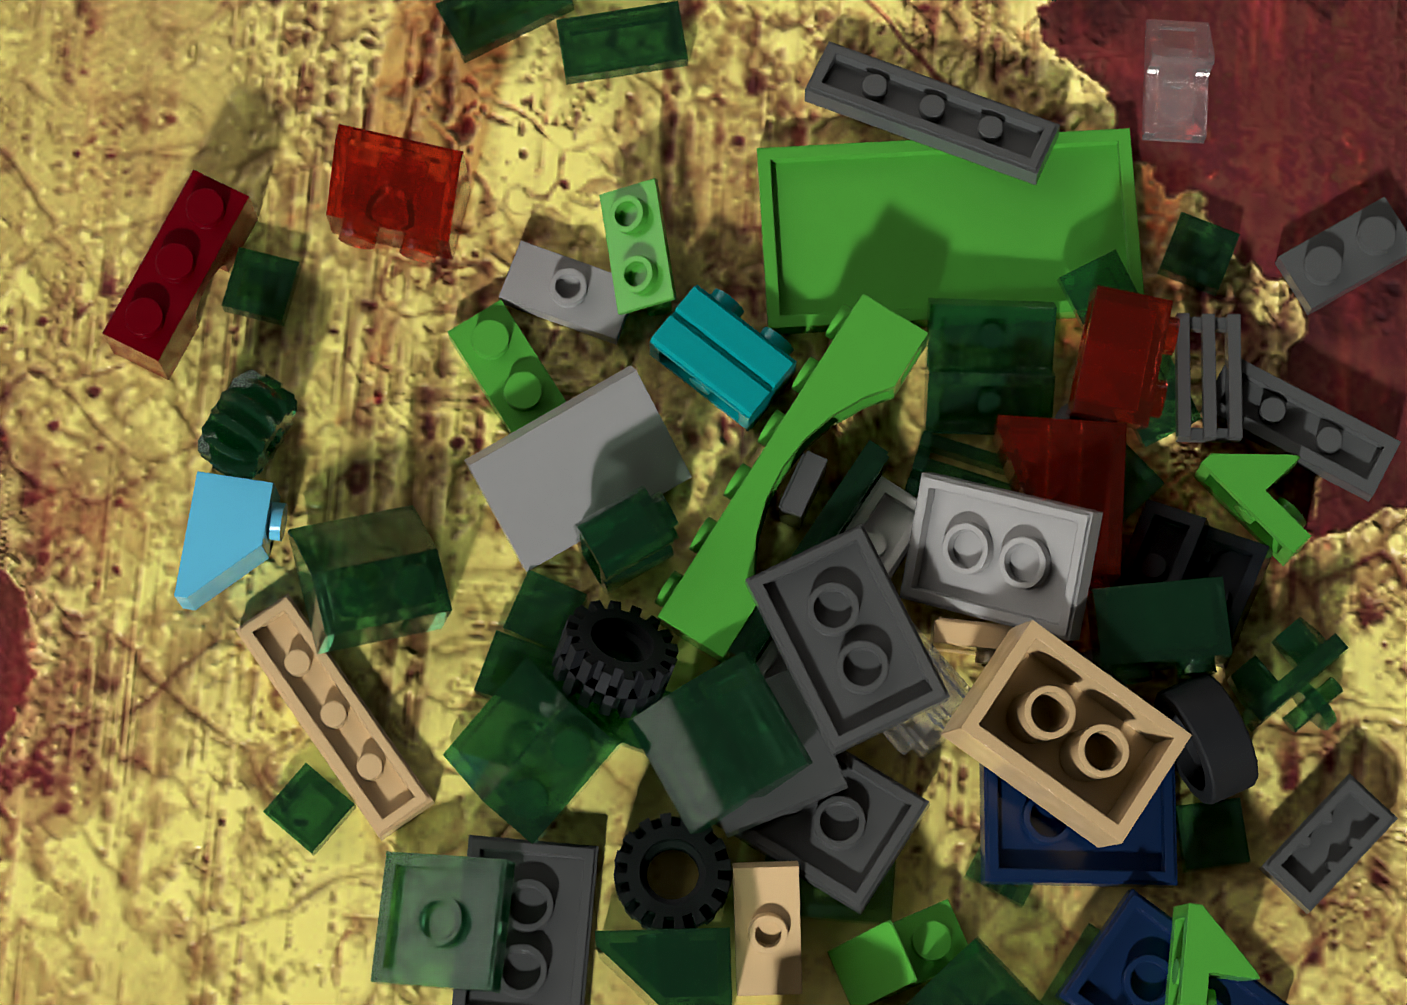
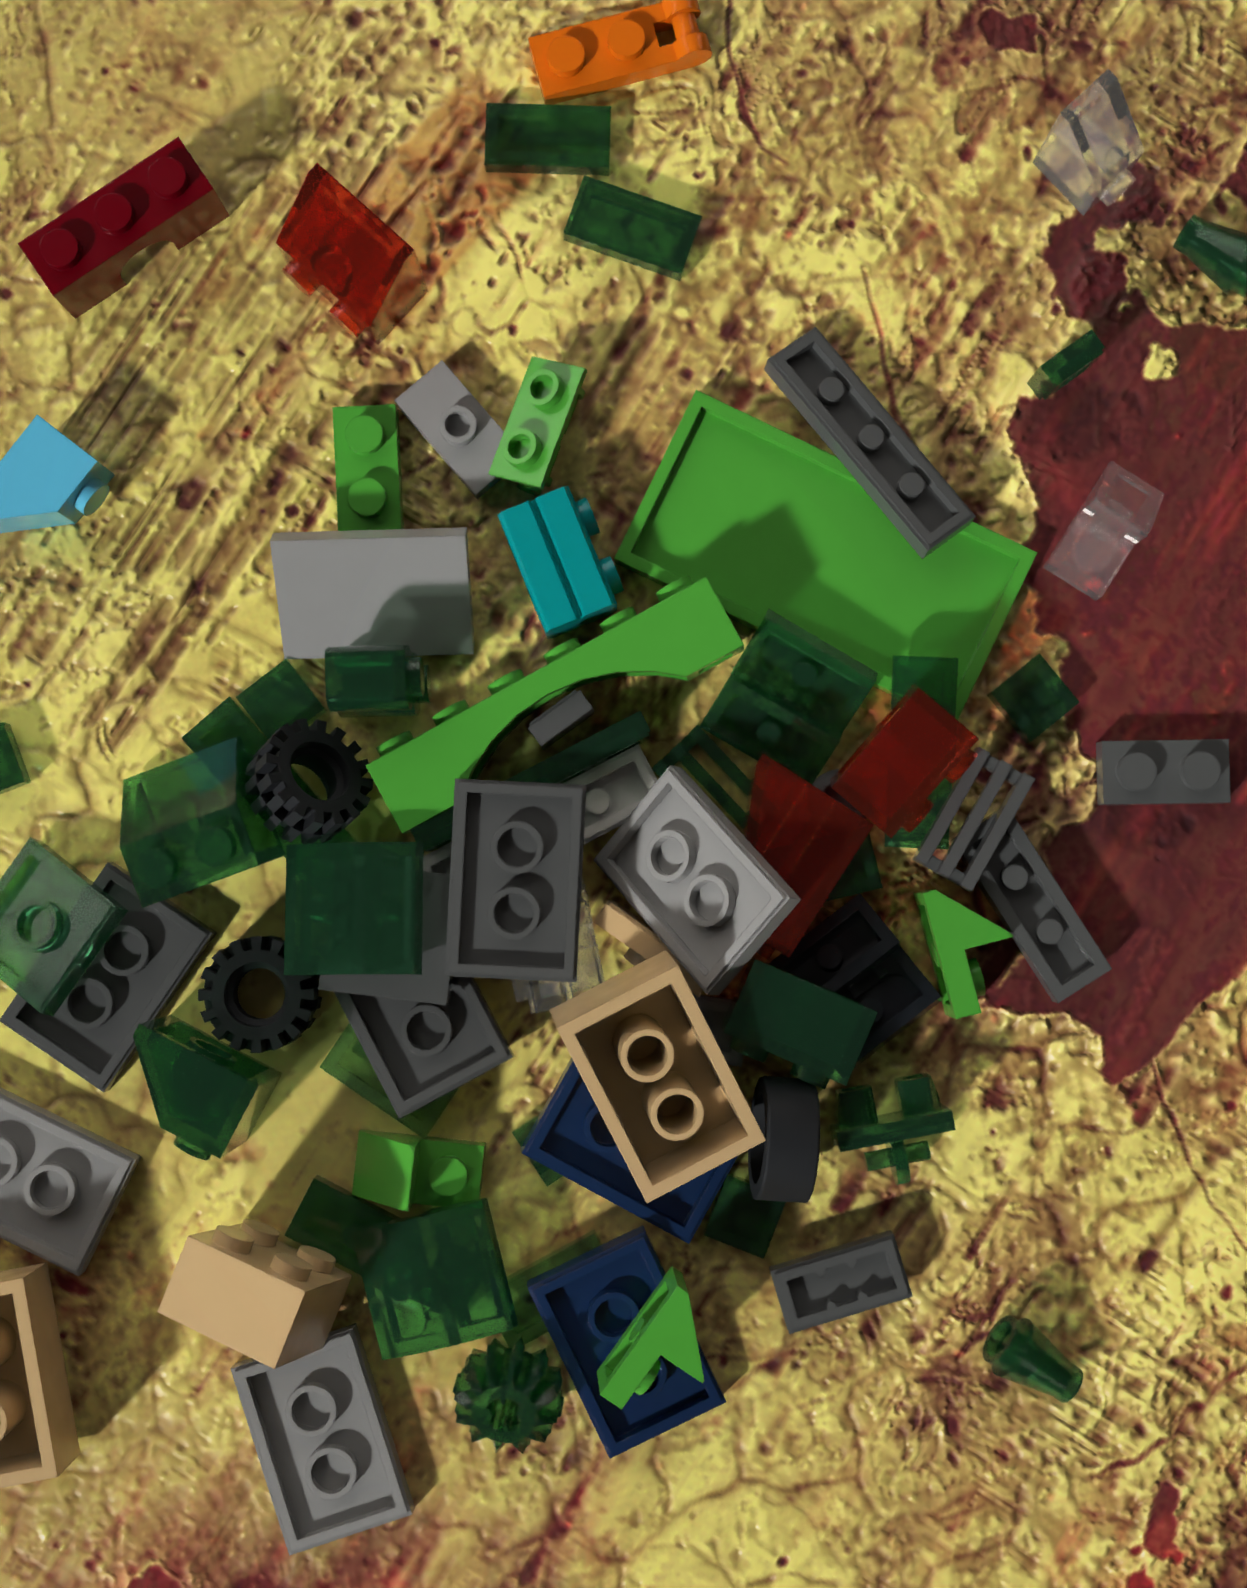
camera: 30 degrees right, 10 degrees up
(247, 425) = (105, 396): clear green gear -> none
(261, 286) = (197, 278): clear green tile -> none
(335, 717) = (52, 693): tan tile -> none
(369, 578) = (139, 588): clear green slope -> none
(767, 928) = (313, 1086): tan plate -> none

